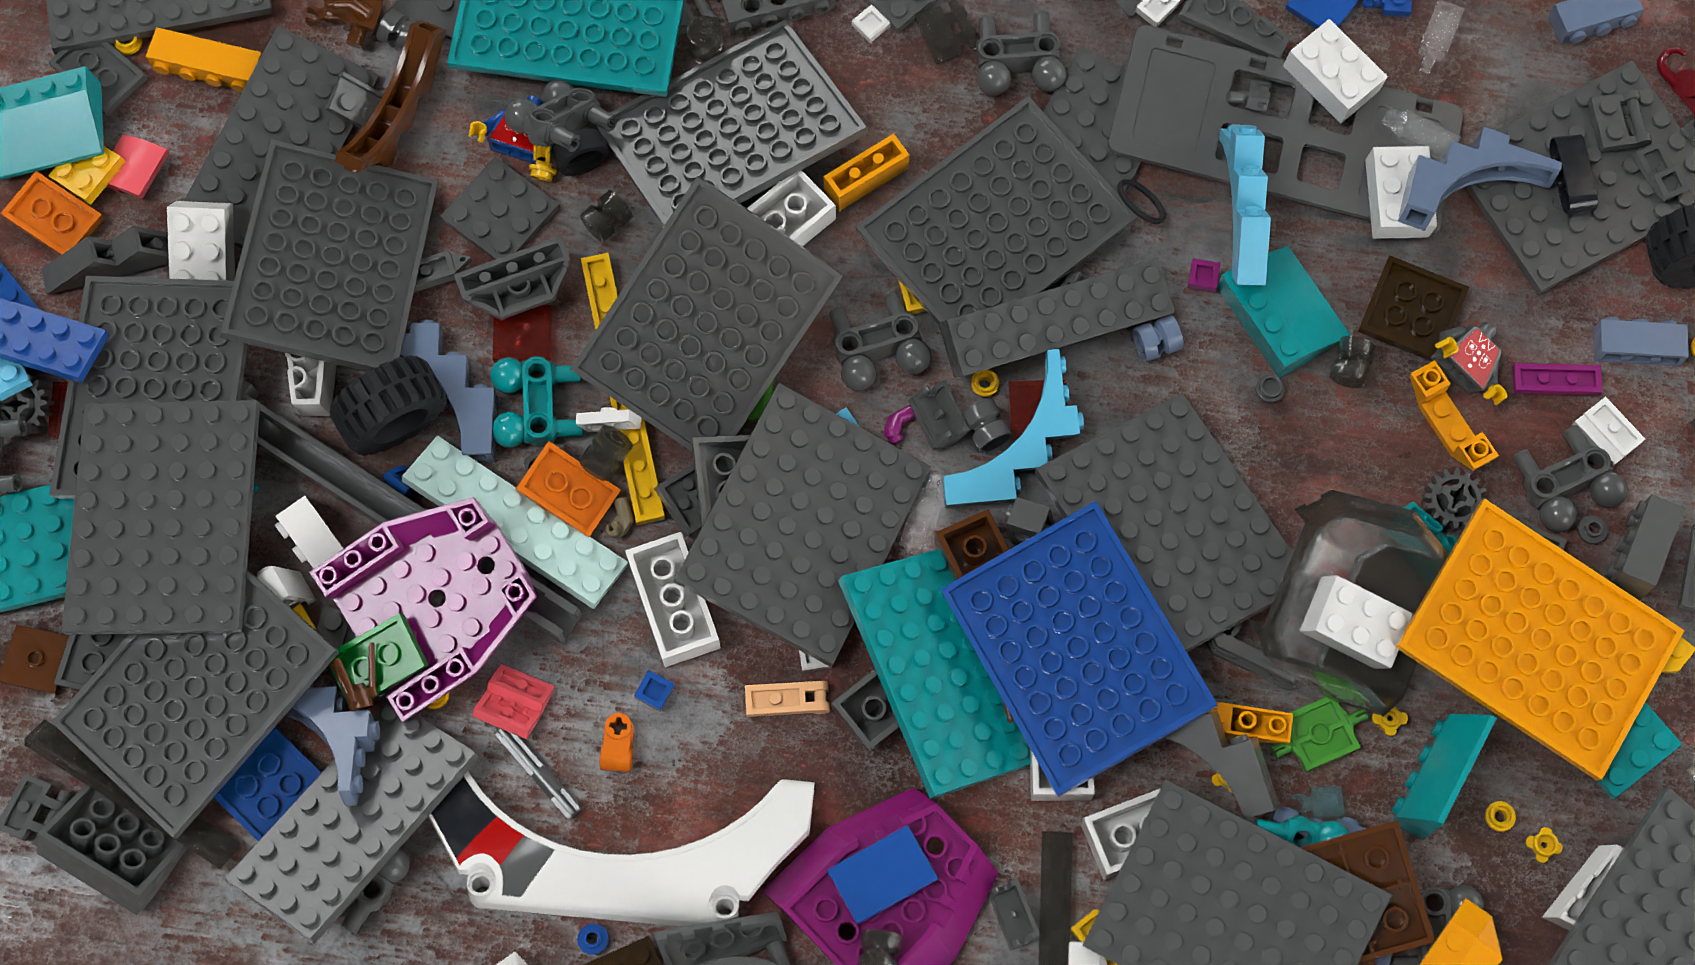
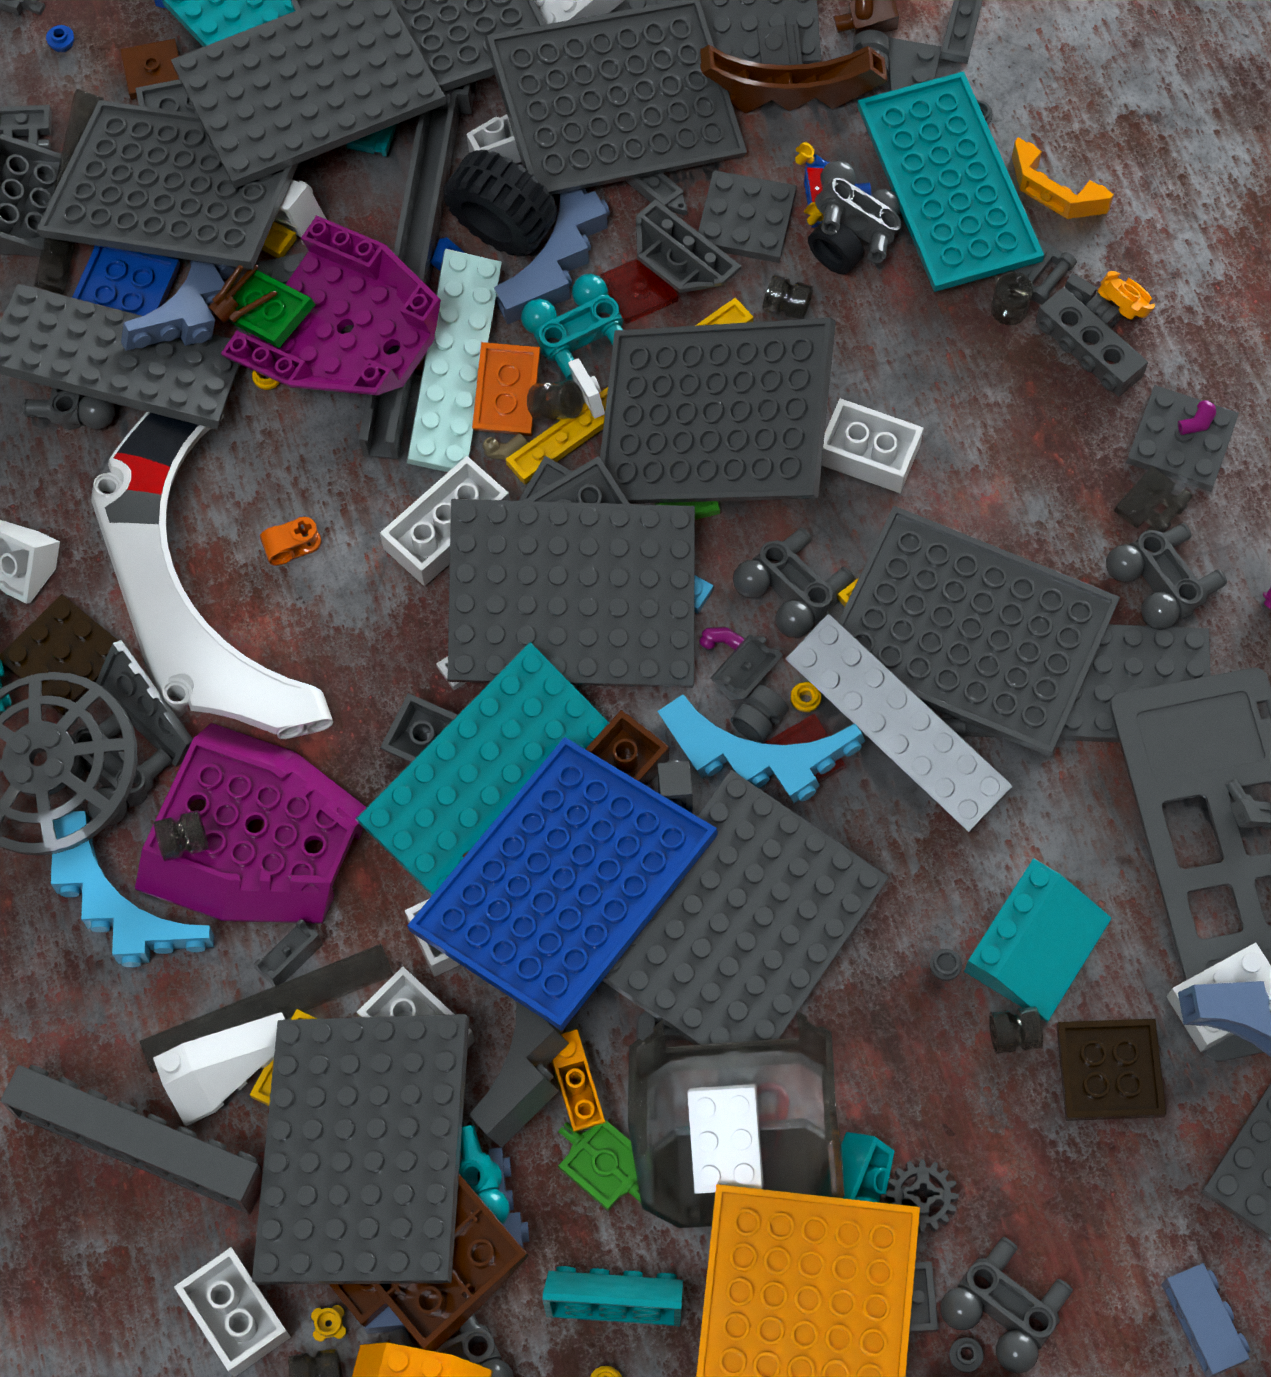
camera: 65 degrees right, 5 degrees down
(309, 532) = (361, 201): white wedge -> none
(513, 701) = (289, 439): coral slope -> none
(539, 773) = (236, 490): axle -> none
(542, 171) = (802, 228): yellow plate -> none
(599, 946) = (106, 611): blue plate -> none
(654, 690) = (355, 548): blue plate -> none
(734, 123) = (939, 358): plate -> none
(786, 698) = (401, 660): light nougat plate -> none
(866, 172) = (957, 493): light orange brick -> none
(870, 23) = (1120, 433): white tile -> none
(882, 875) = (261, 808): blue tile -> none
(923, 517) = (639, 701): clear hinge -> none
(1146, 192) = (1092, 753): black tyre -> none
(1158, 338) = (937, 832): sand blue wheel -> none
(1204, 275) = (1030, 846): magenta plate -> none
(1251, 222) = (1130, 827): medium azure arch -> none
(1323, 802) = (536, 1199): clear light blue plate -> none
(1390, 727) = (645, 1232): yellow plate -> none
(1446, 421) = (1008, 1152): light orange slope -> none
(1471, 359) = (1084, 1145): torso -> none
(1557, 379) = (1114, 1249): magenta plate -> none
(1609, 430) = (1085, 1328): white plate -> none

